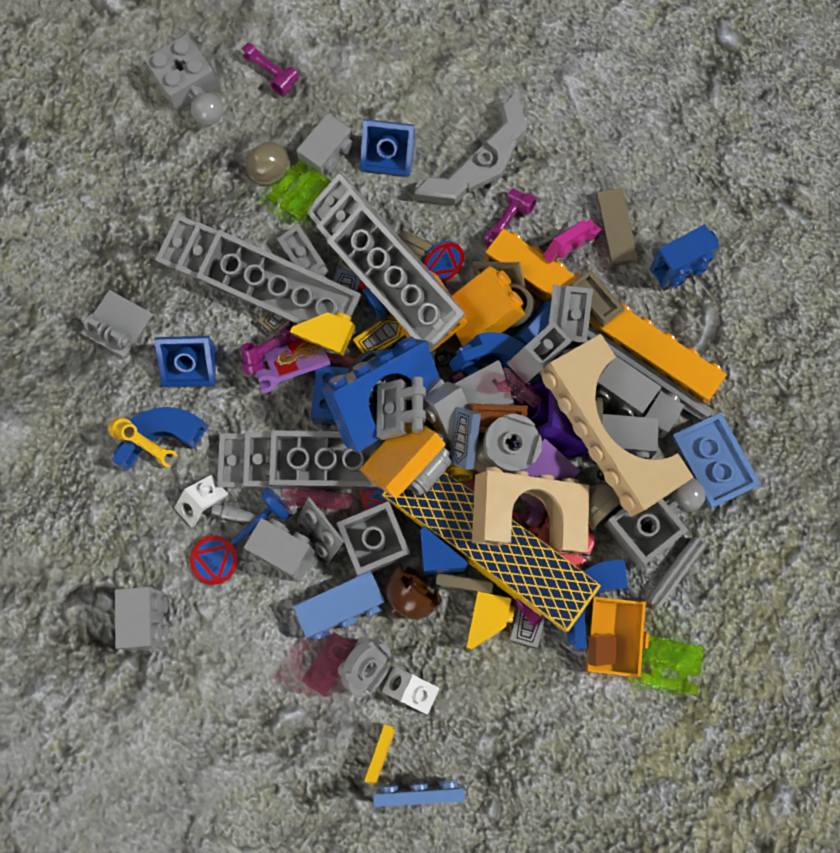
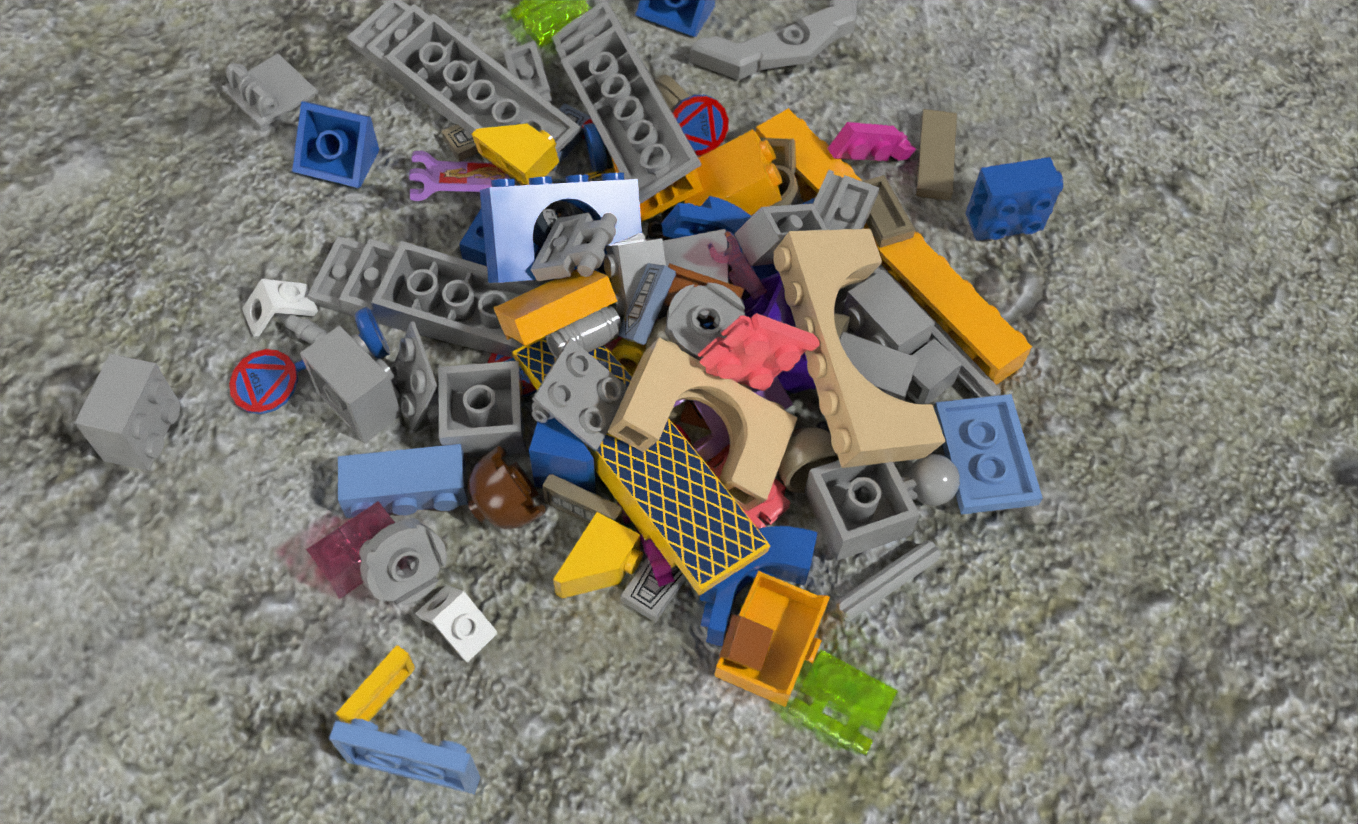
camera: 10 degrees right, 15 degrees down
(116, 429) = (230, 204): yellow brick -> none
(157, 424) = (259, 205): blue arch -> none
(253, 354) = (416, 156): magenta brick -> none
(324, 498) = (445, 351): clear pink axle -> none
(445, 522) = (579, 395): none -> light grey hinge
(517, 203) = (817, 93): magenta brick -> none
(553, 459) = (756, 350): none -> coral plate

